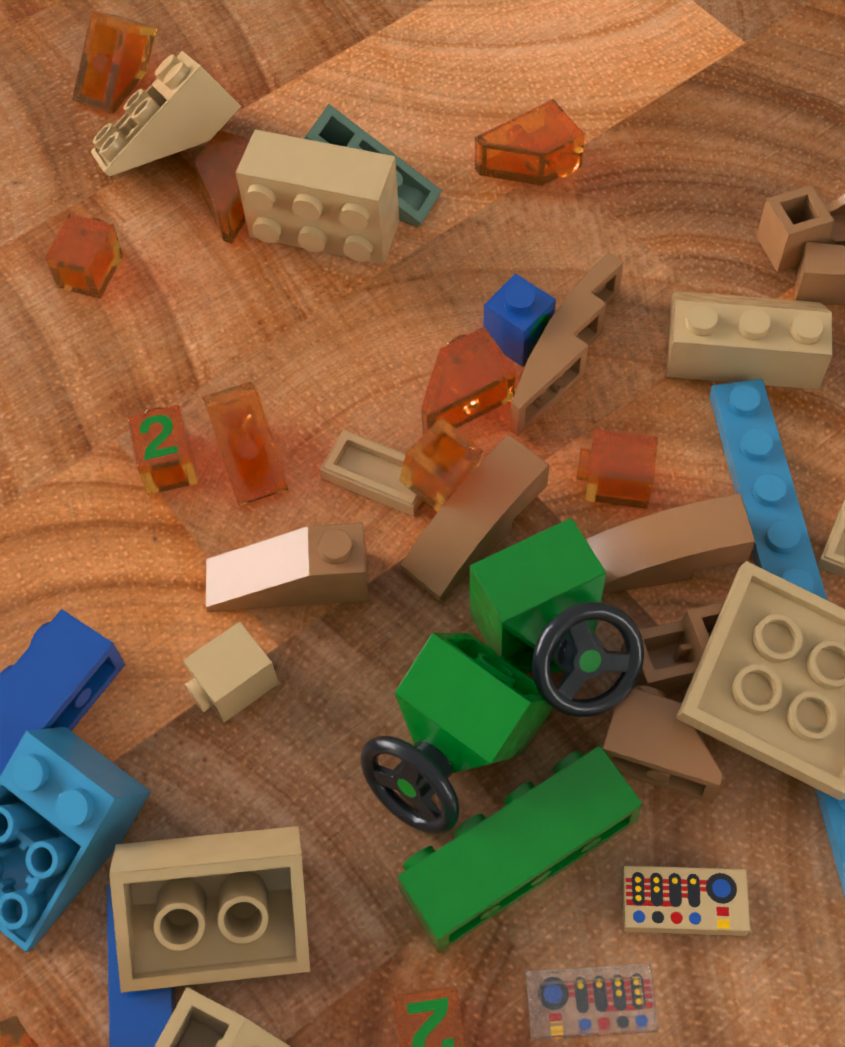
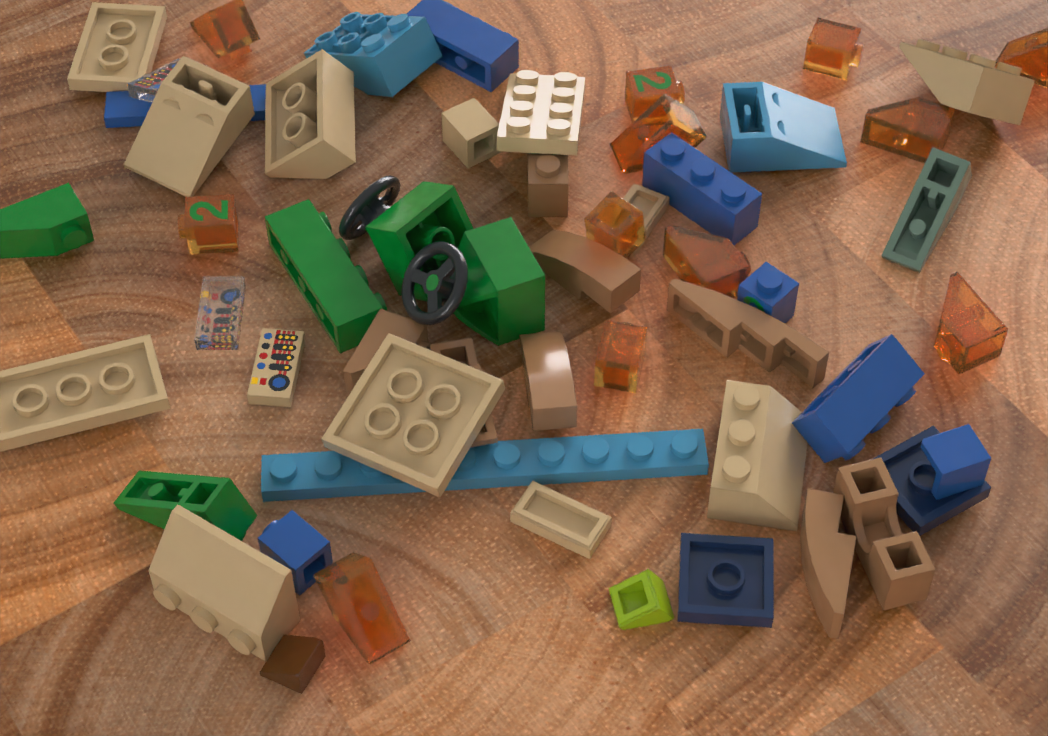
camera: 90 degrees right, 10 degrees down
(213, 571) = (541, 113): none -> tan plate
(235, 315) = (777, 130): none -> dark azure slope
(319, 196) = (880, 171): tan brick -> none
(339, 388) = (701, 189): none -> blue brick
(659, 233) = (859, 400): none -> blue brick
(735, 186) = (914, 481): none -> dark blue plate
(750, 138) = (957, 459): none -> blue panel

